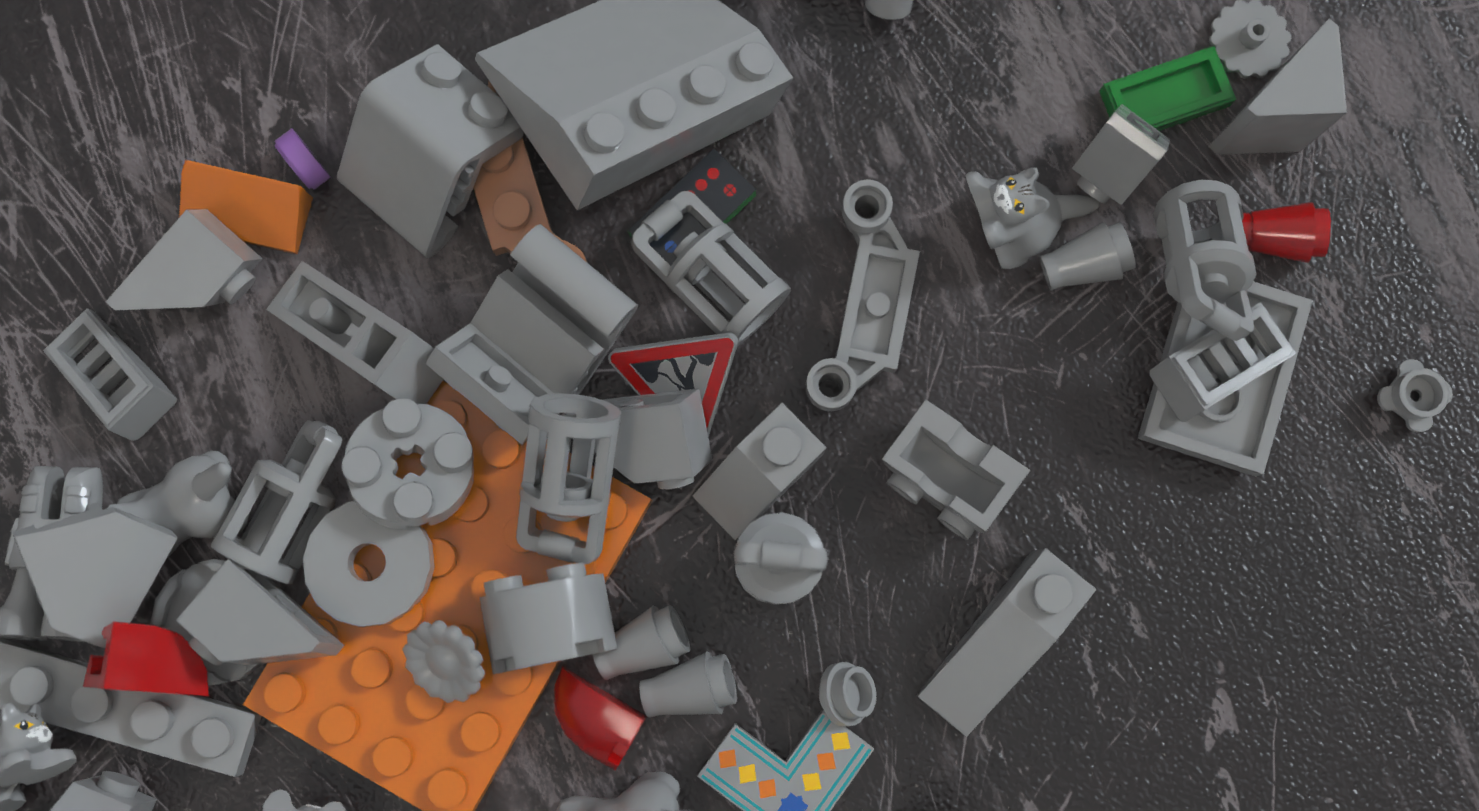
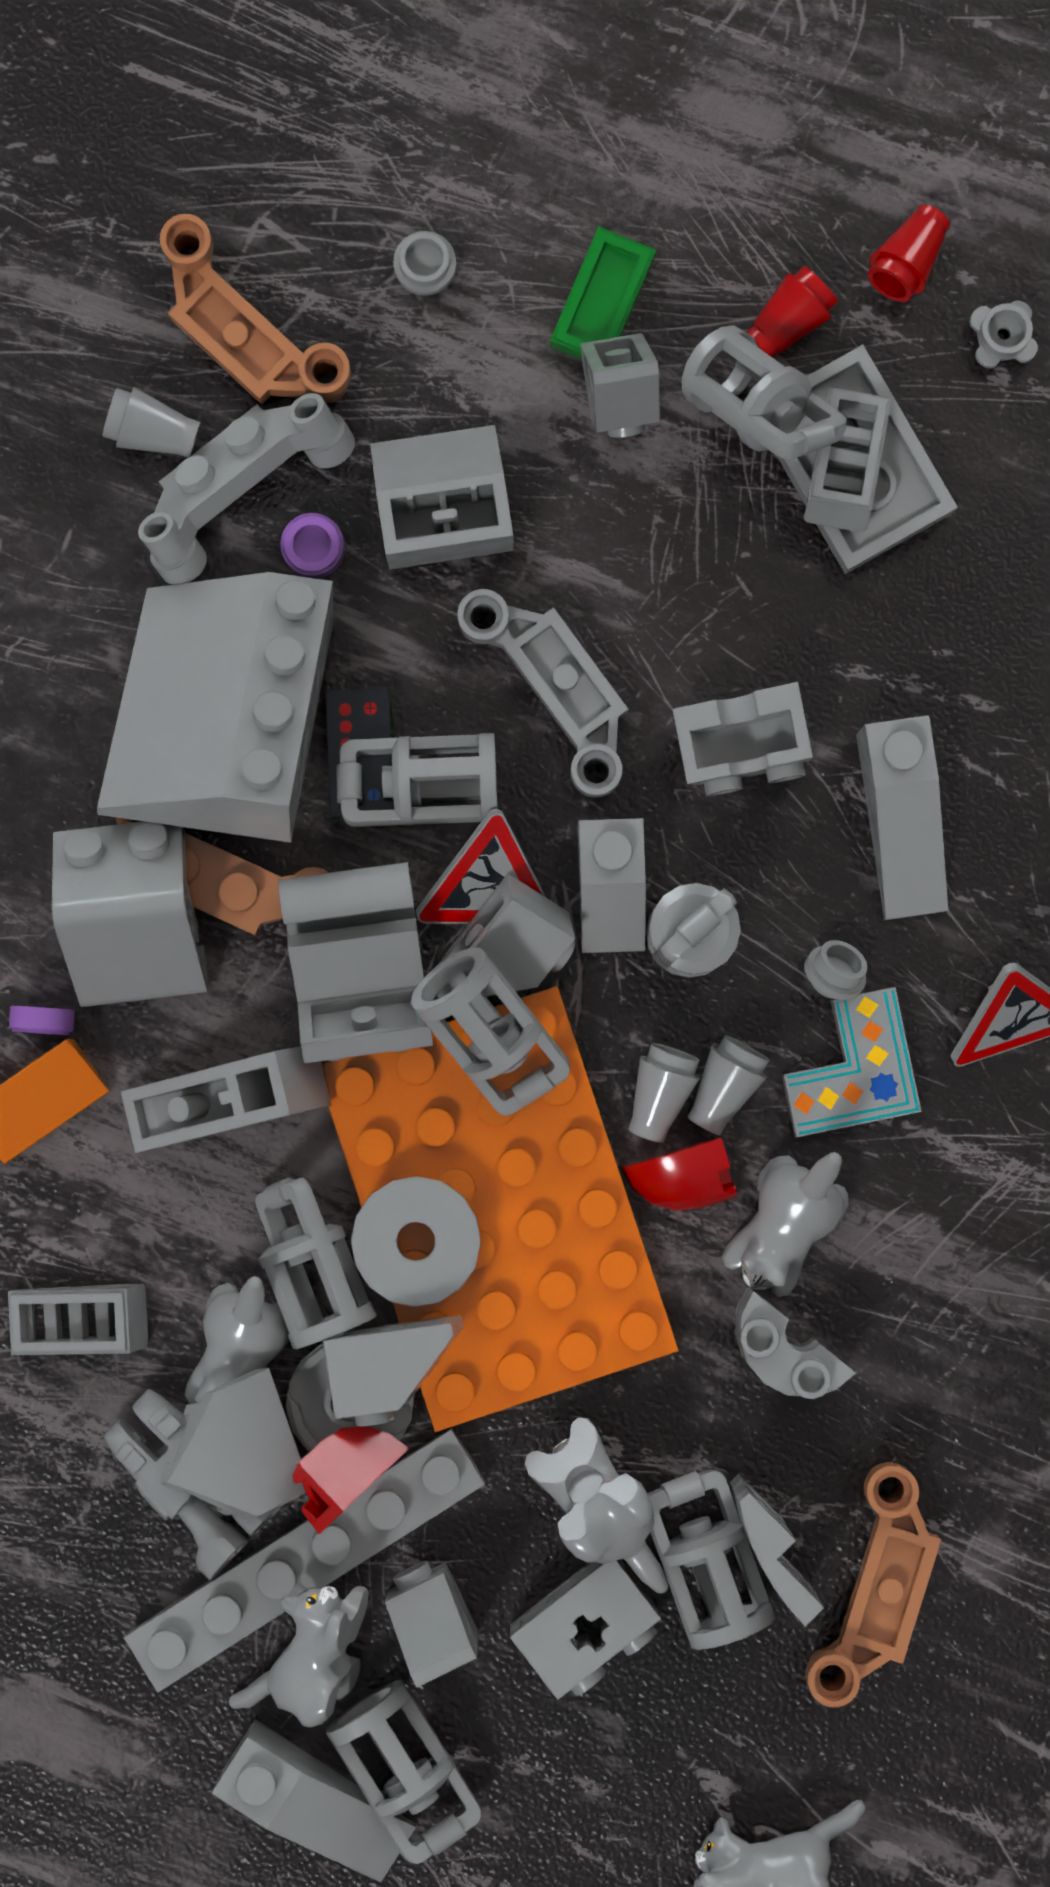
camera: 45 degrees left, 5 degrees up
(190, 267) = (57, 1182): light grey slope -> none
(415, 499) = (401, 1164): light grey plate -> none
(443, 661) = (544, 1248): light grey piece -> none
(546, 619) = (582, 1146): light grey cylinder -> none
(808, 52) = (312, 545): none -> medium lavender tile
(921, 106) = (442, 497): none -> light grey slope
(1022, 214) = (597, 503): light grey animal -> none
(1090, 258) = (676, 480): light grey cone -> none
(1250, 38) = (616, 190): light grey piece -> none
(1294, 104) = (699, 215): light grey slope -> none
(1404, 276) = (909, 255): none -> red cone

